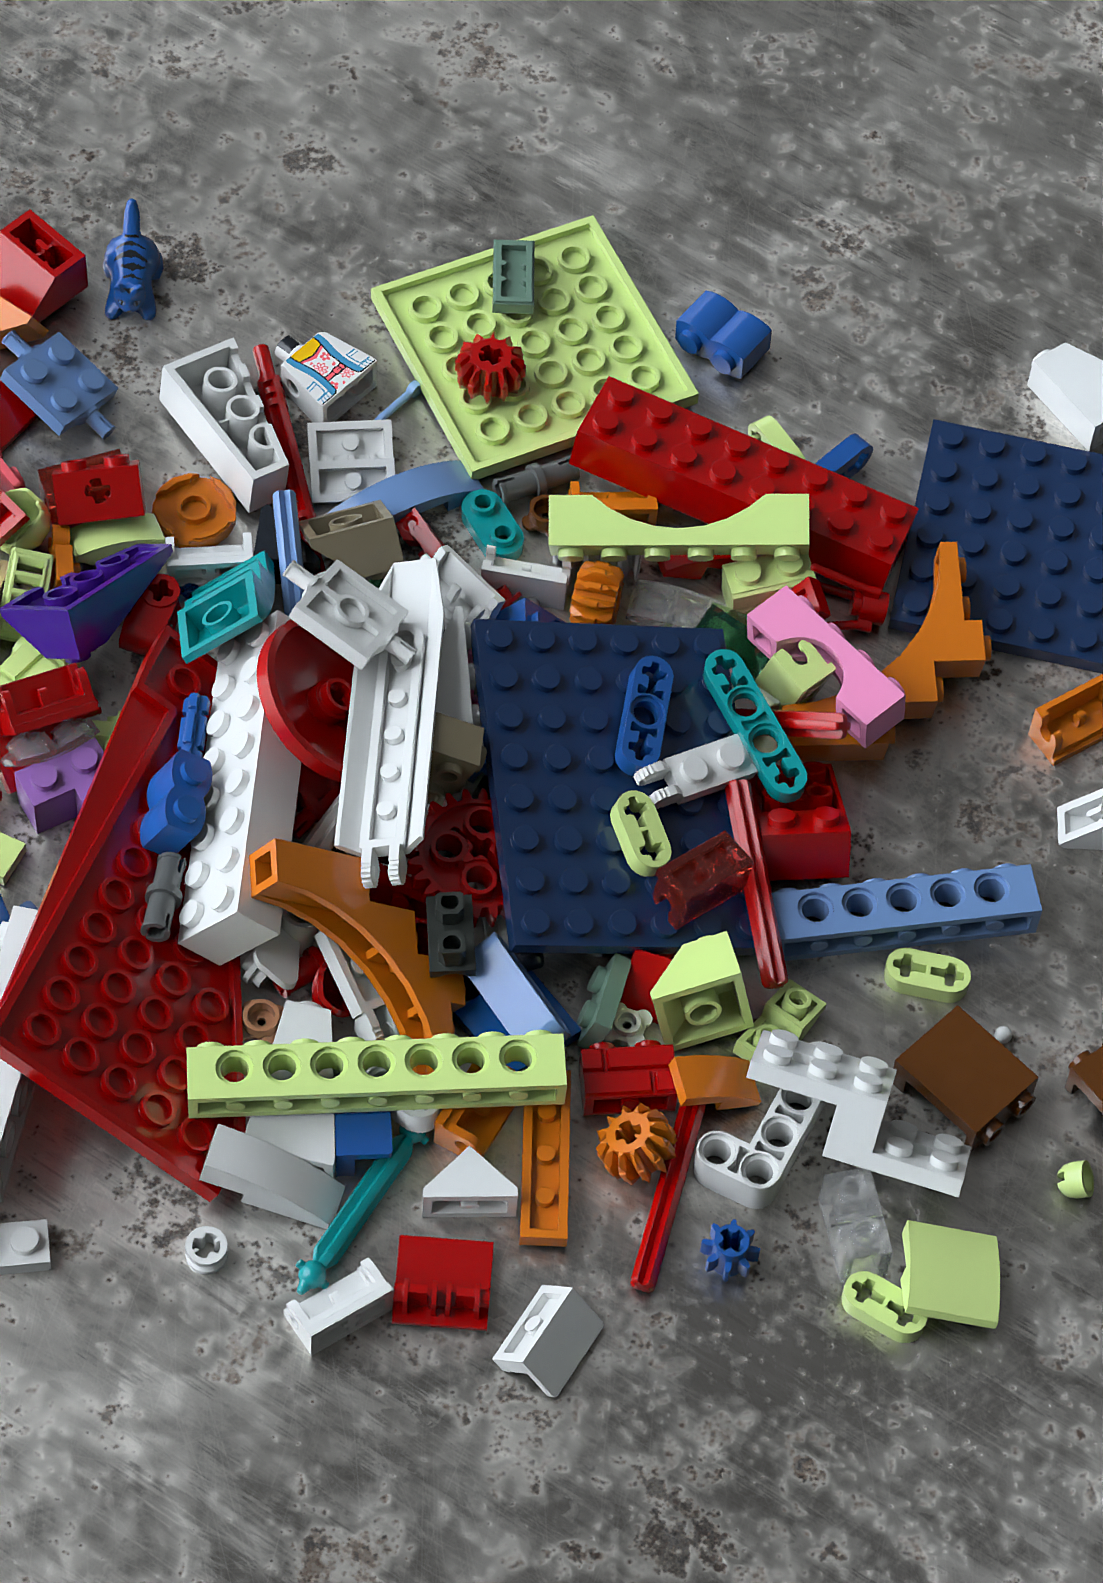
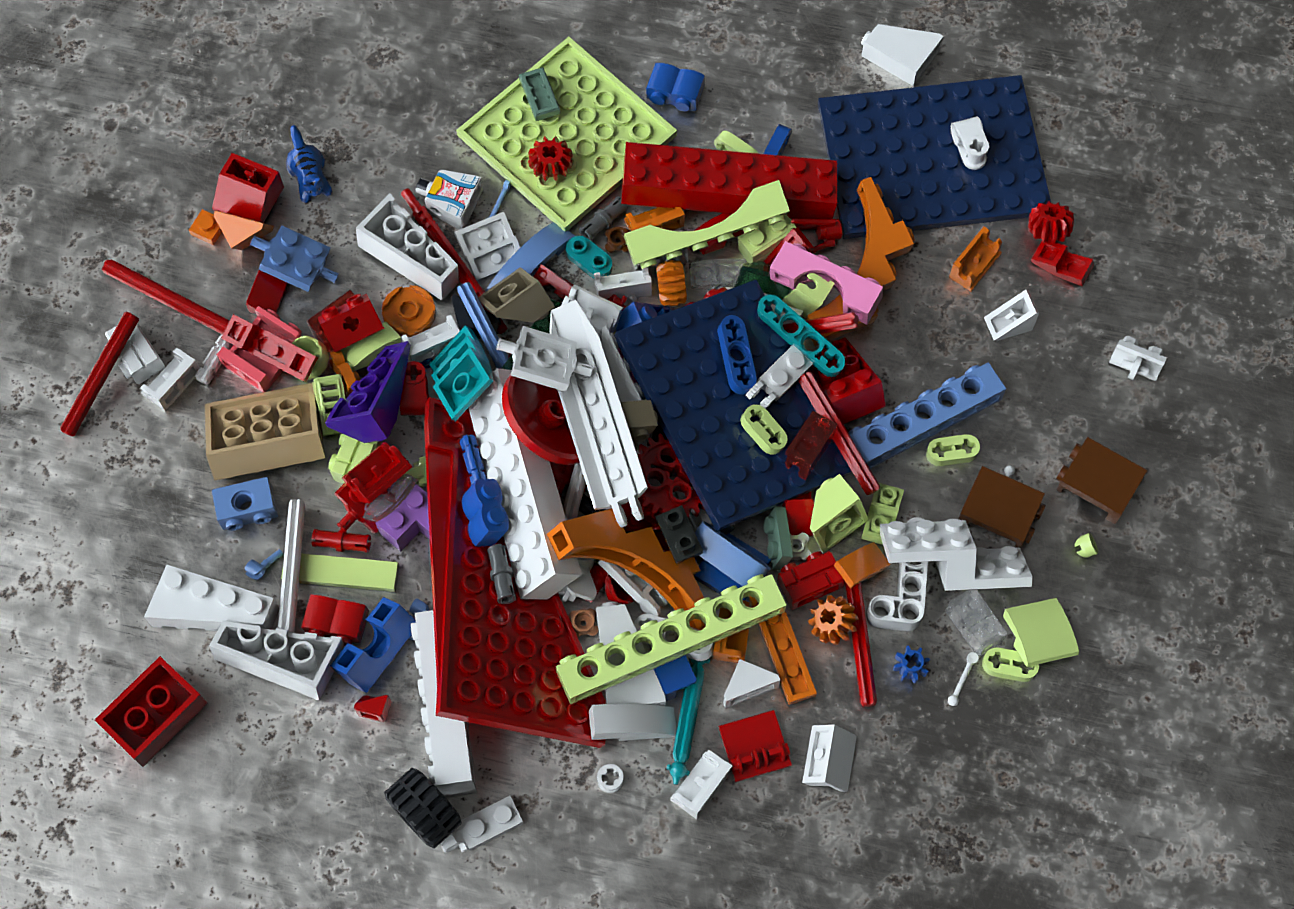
camera: 15 degrees left, 10 degrees up
(829, 1280) = (972, 658): none -> white hinge

